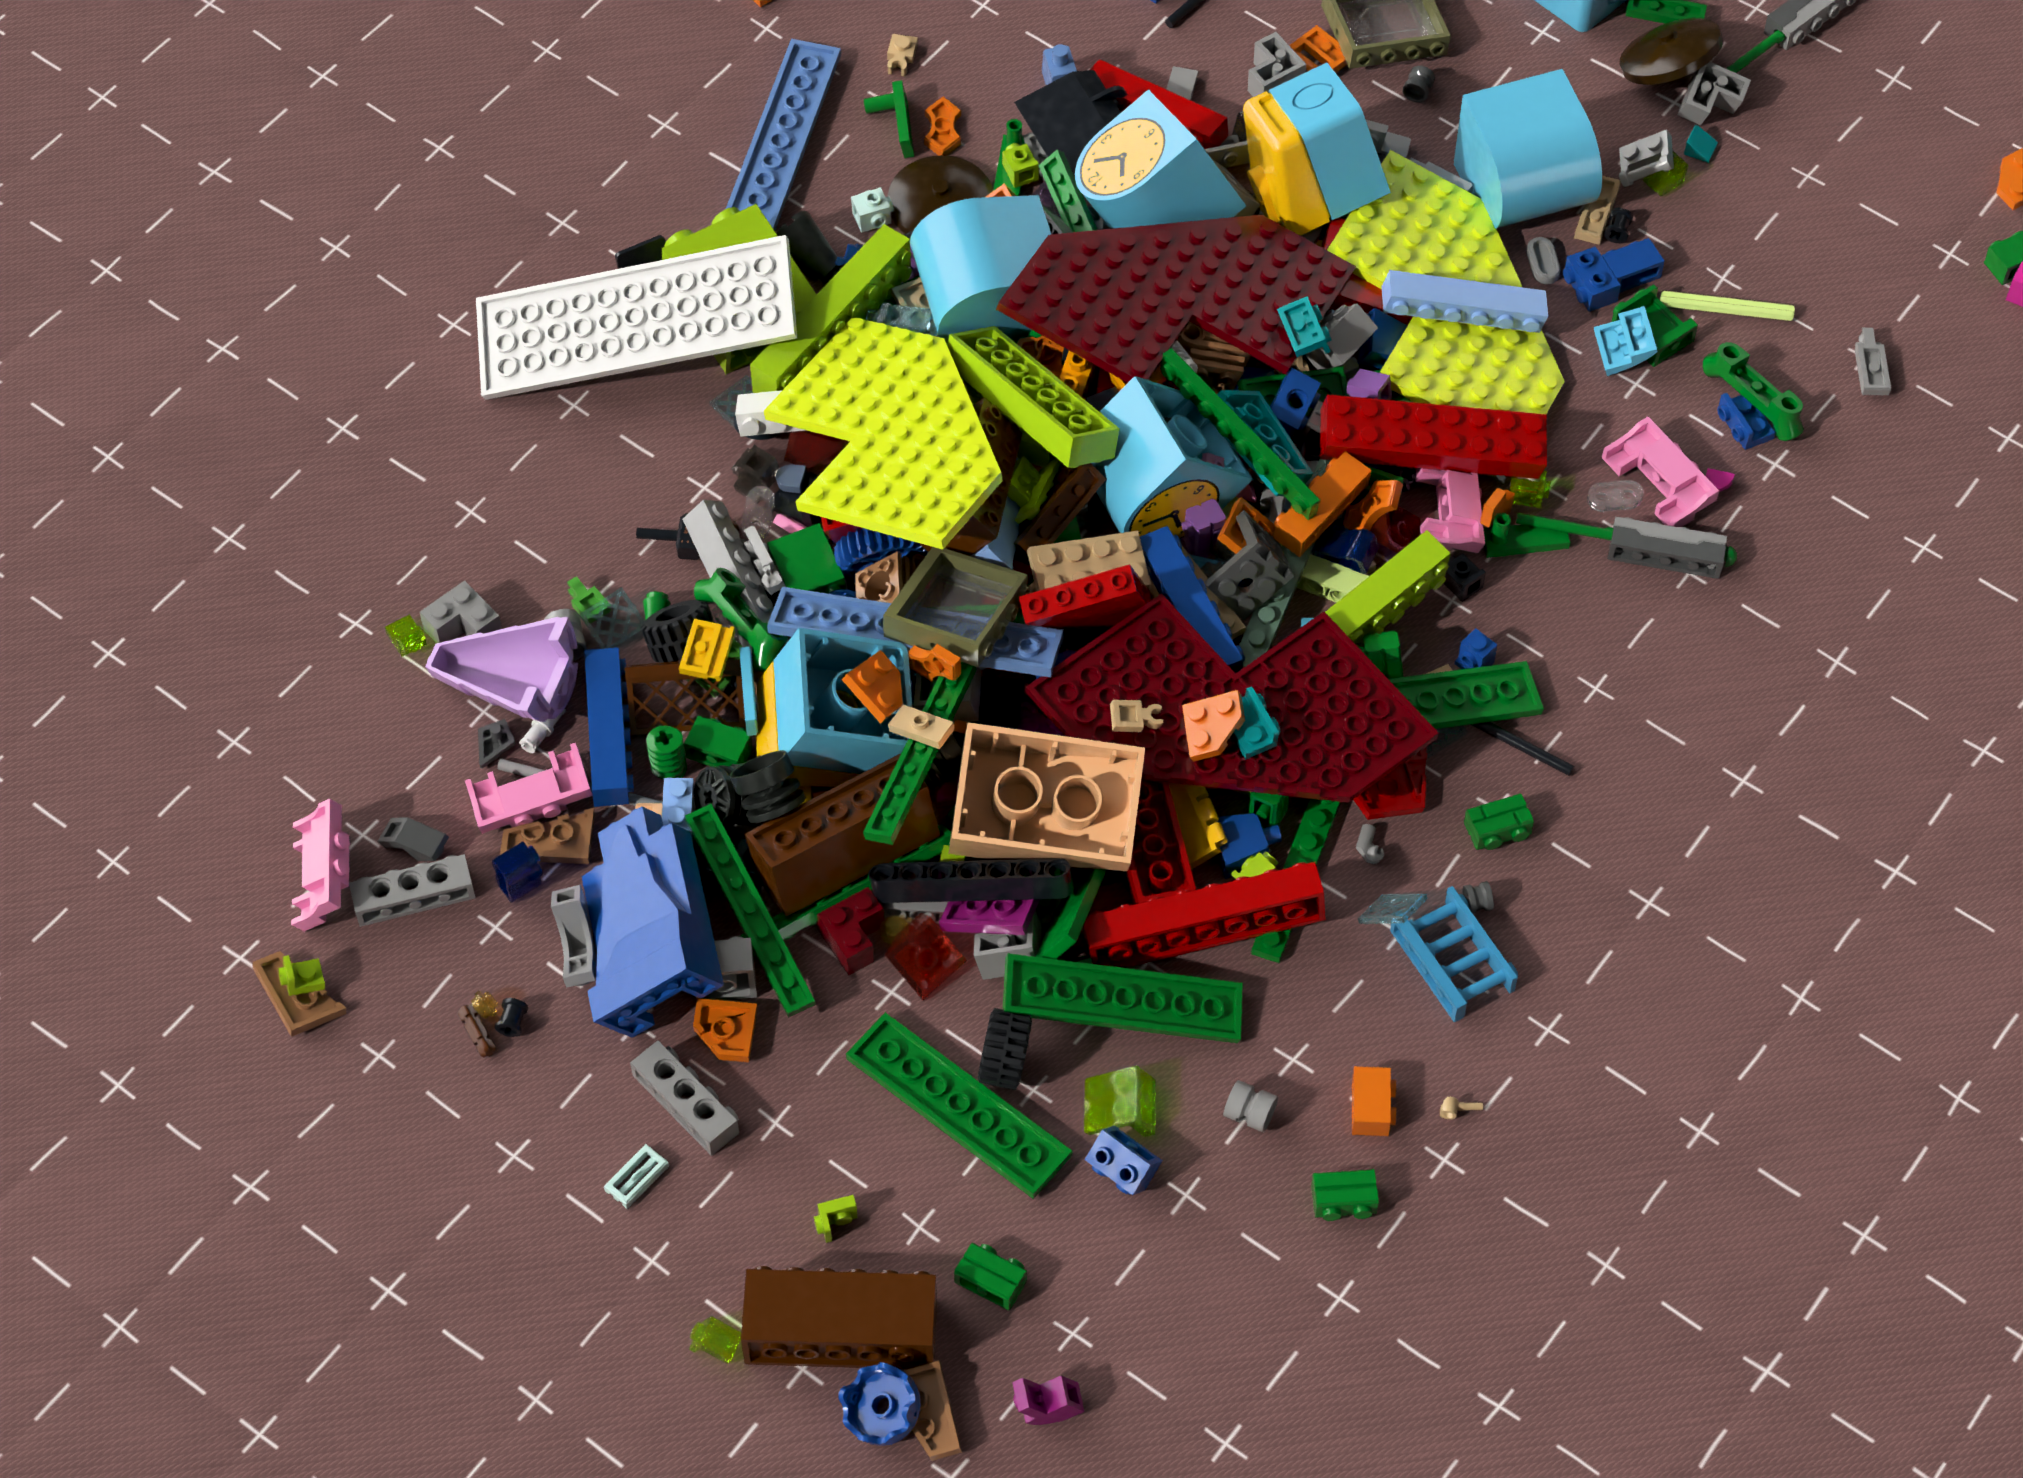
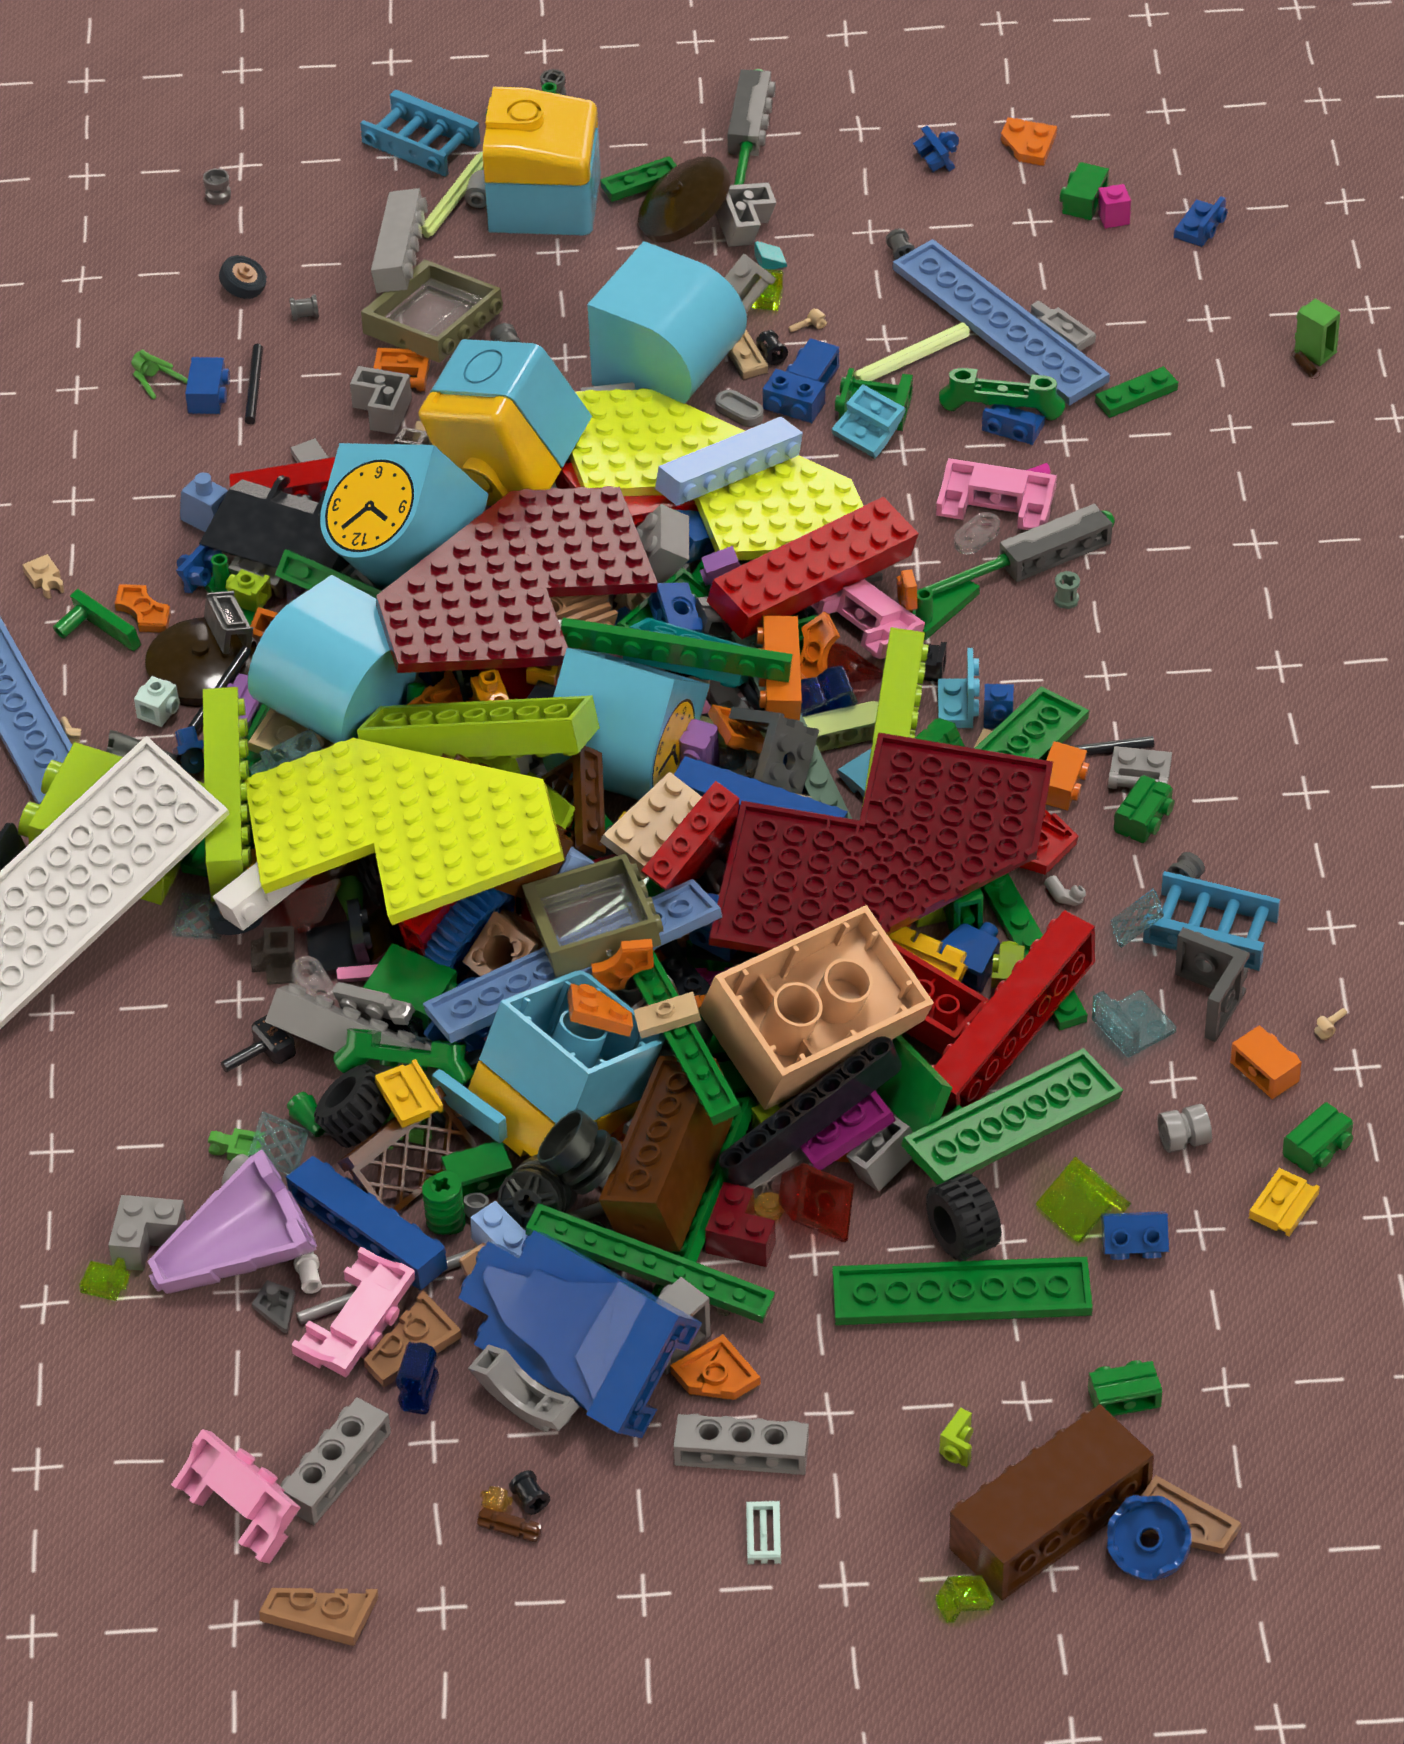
camera: 40 degrees left, 10 degrees down
(301, 976) = (317, 1589): lime bracket -> none
(414, 837) = (299, 1418): dark grey slope -> none
(697, 765) = (474, 1203): none -> light grey hinge
(791, 478) = (313, 939): sand blue tile -> none
(794, 195) = (72, 733): none -> tan hand
(978, 175) = (226, 619): none -> dark grey window
(997, 120) = (196, 568): none -> blue hips
(1048, 1401) = (1267, 1440): magenta brick -> none
(1131, 717) = (819, 901): tan plate -> none
(1212, 723) = (886, 863): plate -> none
(1259, 730) = (912, 844): teal bracket -> none
(1265, 1224) = (1284, 1202): none -> yellow plate
(1303, 328) = (642, 543): teal bracket -> none
(1307, 990) = (1131, 1022): none -> clear light blue bracket
(1401, 1019) = (1223, 975): none -> dark grey bracket
(1455, 624) = (956, 696): none -> medium azure bracket
(1464, 747) = (1067, 770): none -> orange brick
(1530, 492) = (917, 562): clear neon green bracket -> none
(1539, 782) = (1132, 763): none -> light grey plate
(1629, 594) = (1066, 590): none -> sand green bush
(1680, 222) = (814, 317): none -> tan hand
(1813, 204) = (899, 243): none -> dark grey bush
(1826, 327) = (1000, 320): none -> medium blue plate
(1876, 462) = (1136, 392): none -> green plate
(1936, 138) = (940, 157): none -> blue hips

